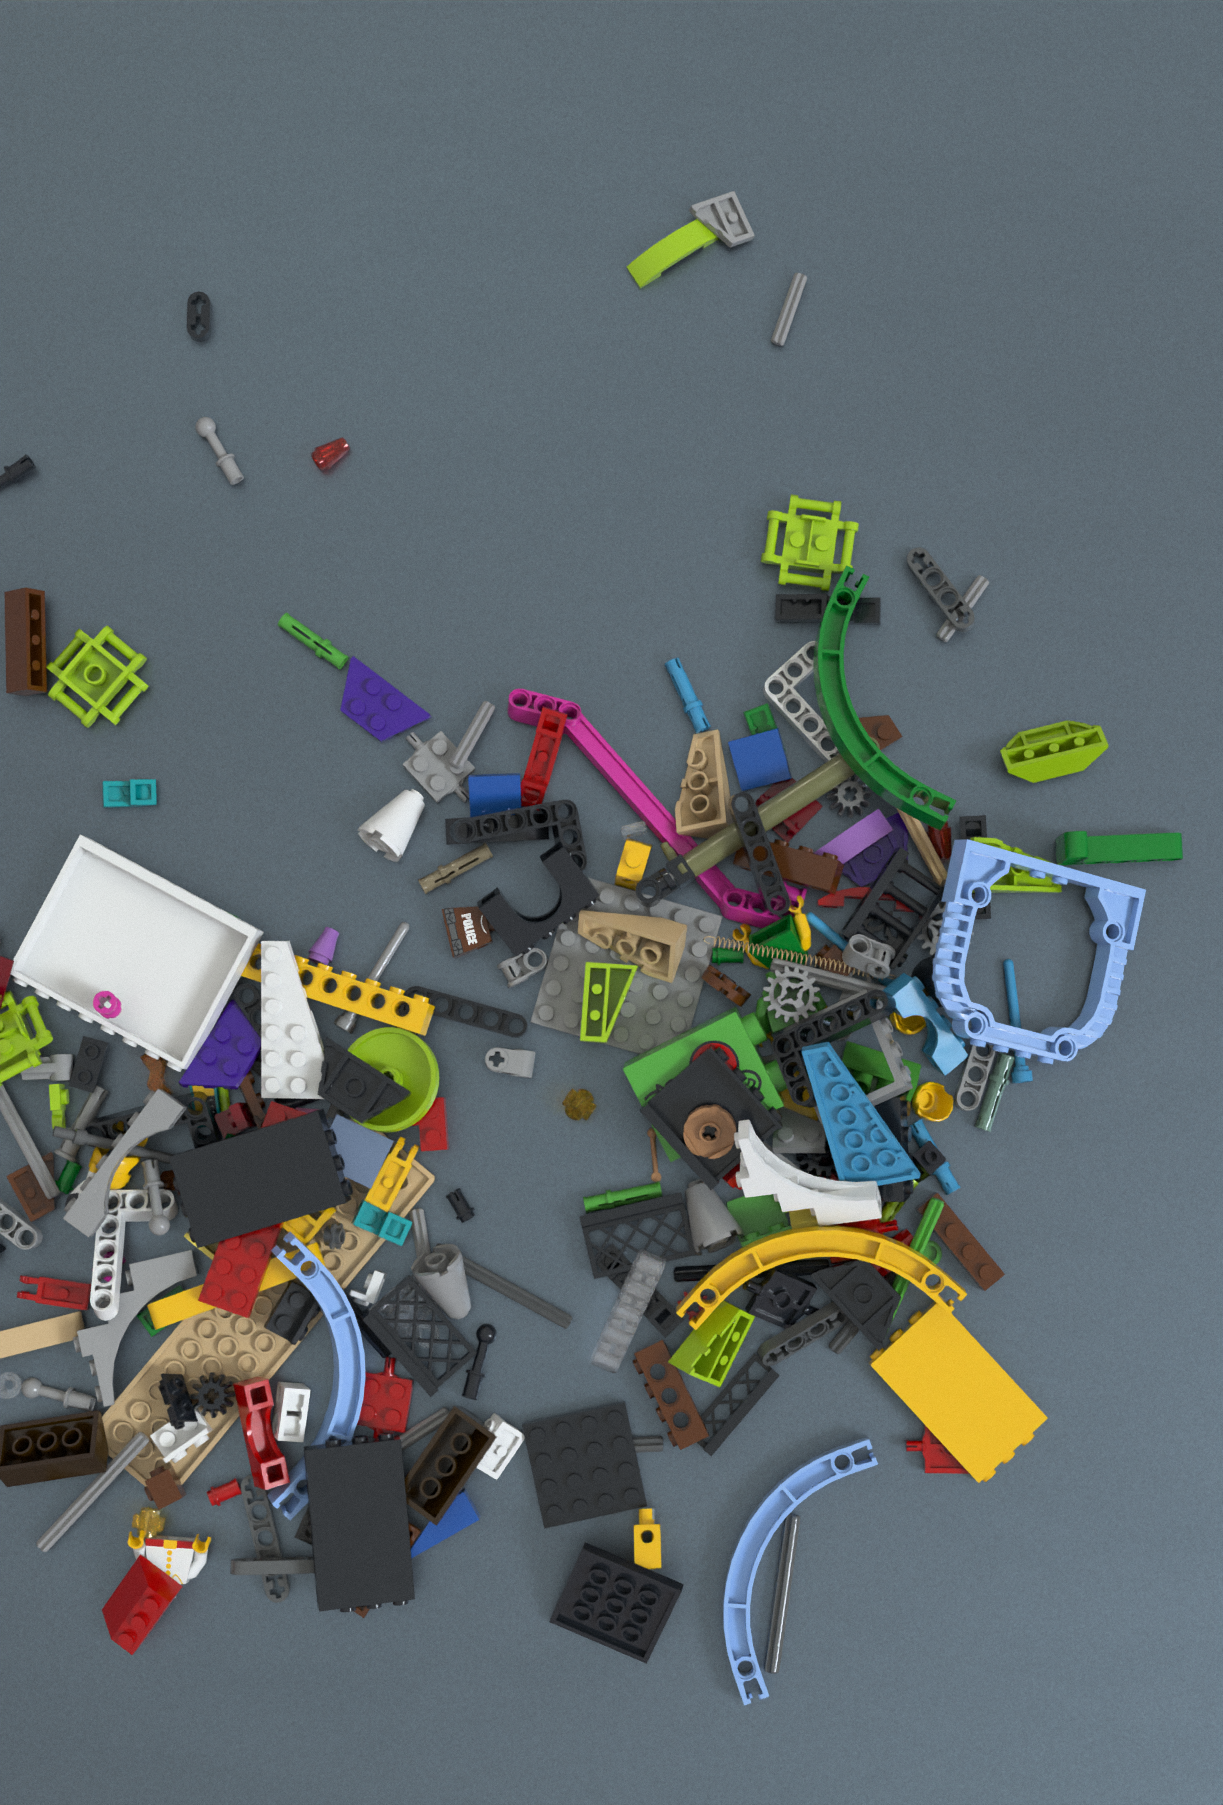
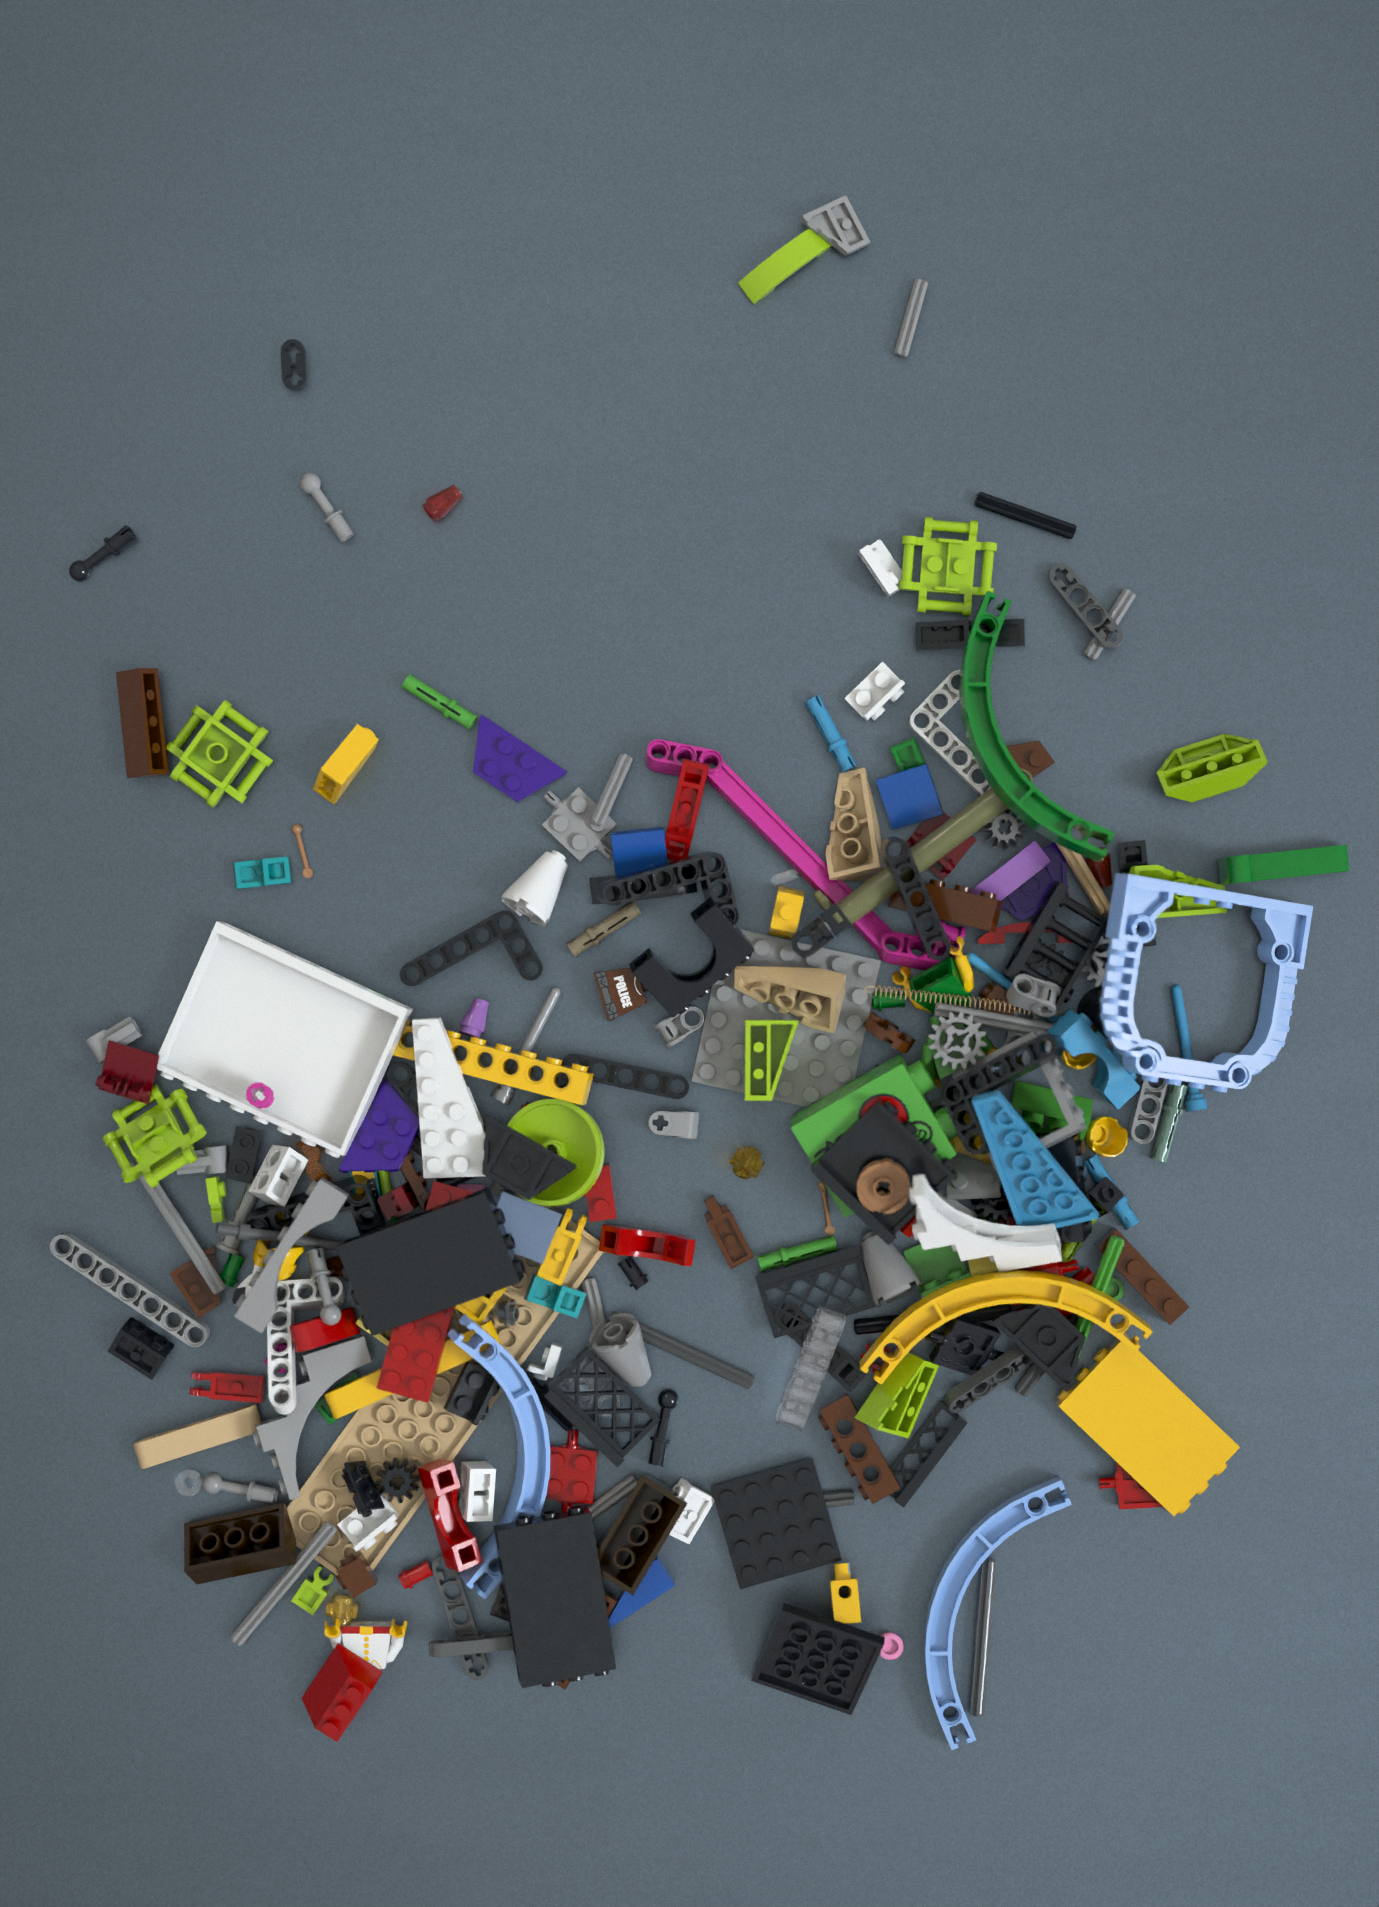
camera: 10 degrees left, 5 degrees up
(120, 1086) = (278, 1175): none -> white brick
(120, 1503) = (312, 1592): none -> lime plate
(144, 1242) = (315, 1333): none -> red beam
(173, 796) = (307, 872): none -> medium nougat hinge
(217, 693) = (345, 763): none -> yellow slope
(327, 878) = (473, 946): none -> black beam
(475, 1177) = (647, 1244): none -> red arch
(555, 1173) = (727, 1233): none -> reddish brown hinge
(691, 1596) = (892, 1646): none -> bright pink tile
(732, 659) = (875, 692): none -> white bracket
(746, 539) = (881, 566): none -> white bracket
(887, 500) = (1025, 515): none -> black axle

